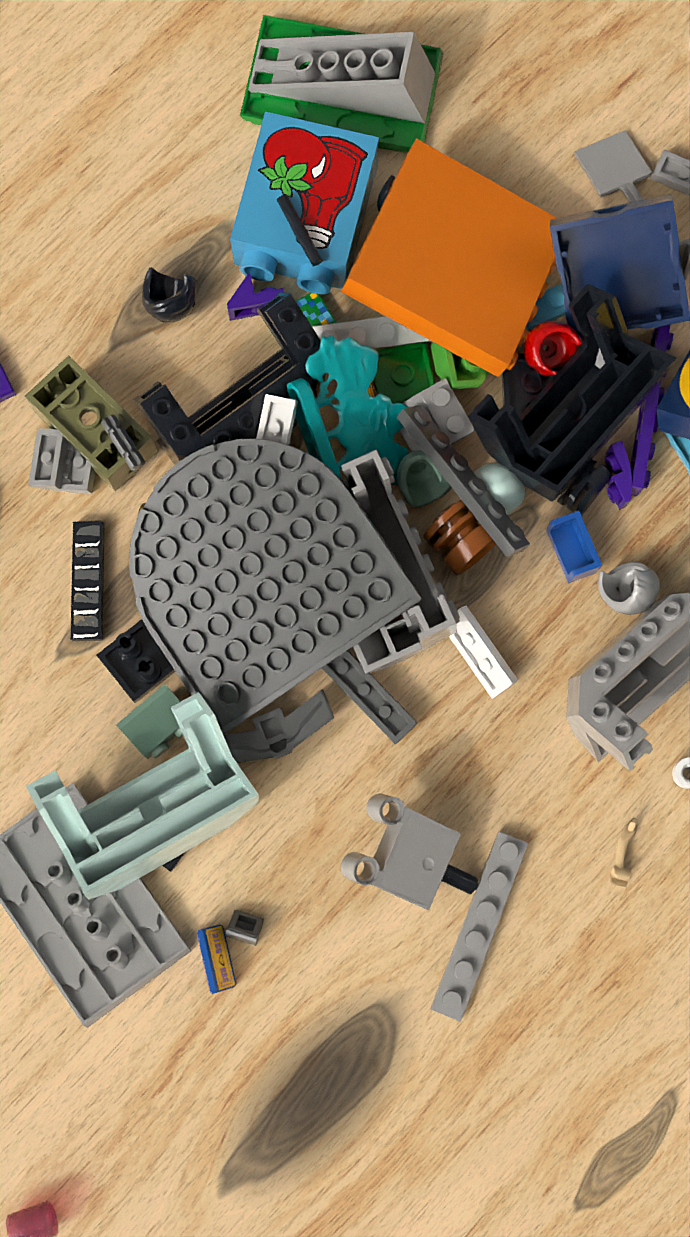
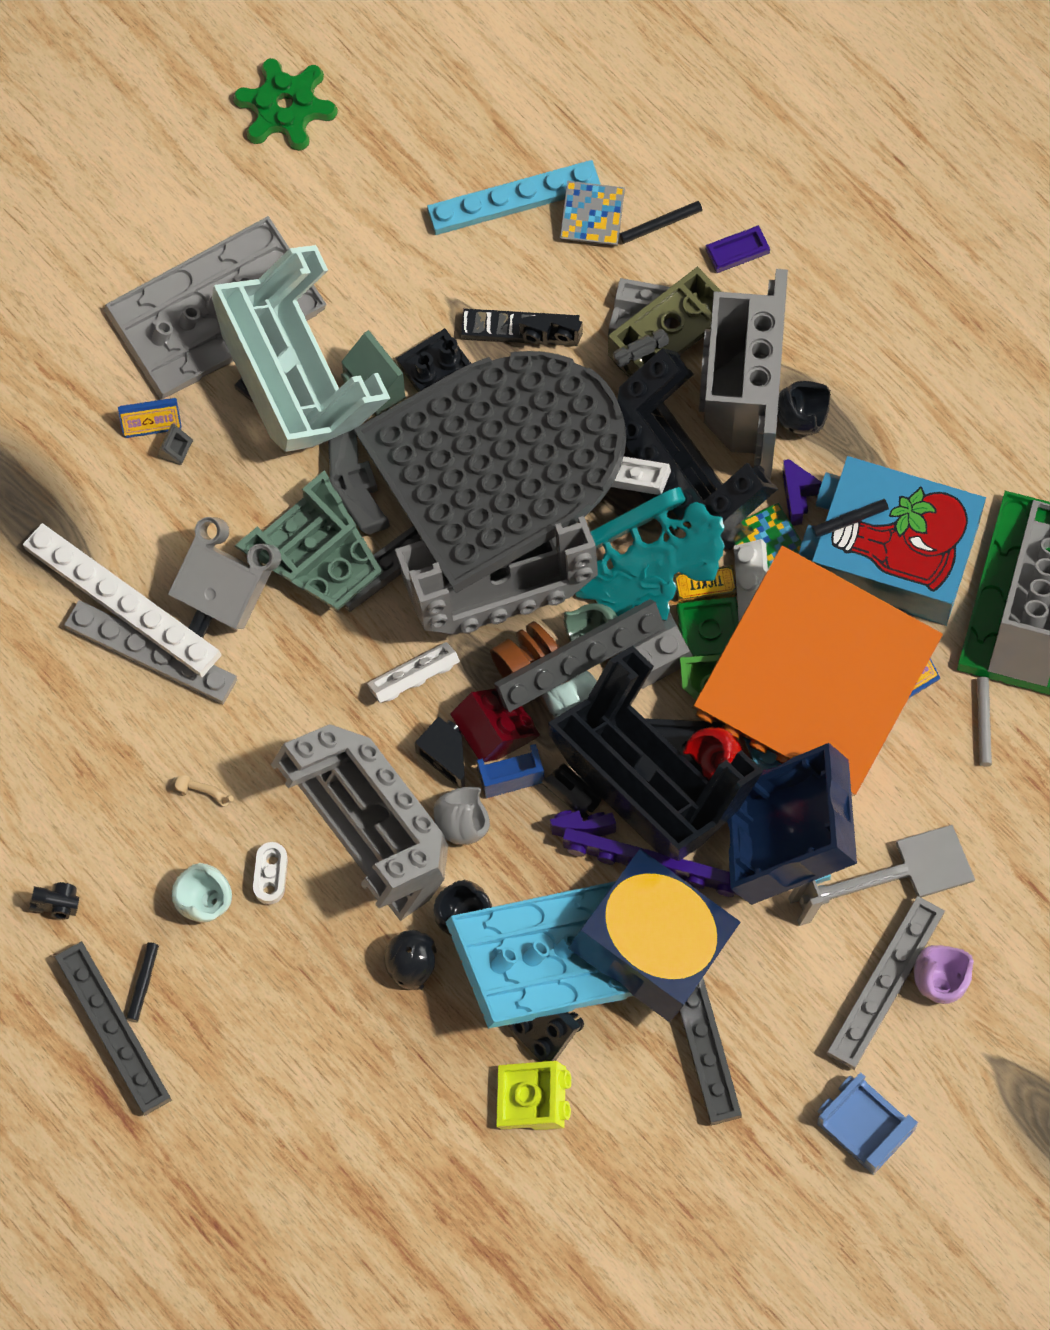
camera: 100 degrees right, 10 degrees down
(95, 552) = (541, 327): none -> black slope
(146, 330) = (744, 370): none -> light grey wedge
(354, 760) = (318, 546): none -> sand green wedge
(429, 963) = (122, 600): none -> white plate
(471, 128) = (984, 726): none -> light grey bar
(528, 573) = (491, 728): none -> dark red slope
(558, 612) = (443, 750): none -> black slope

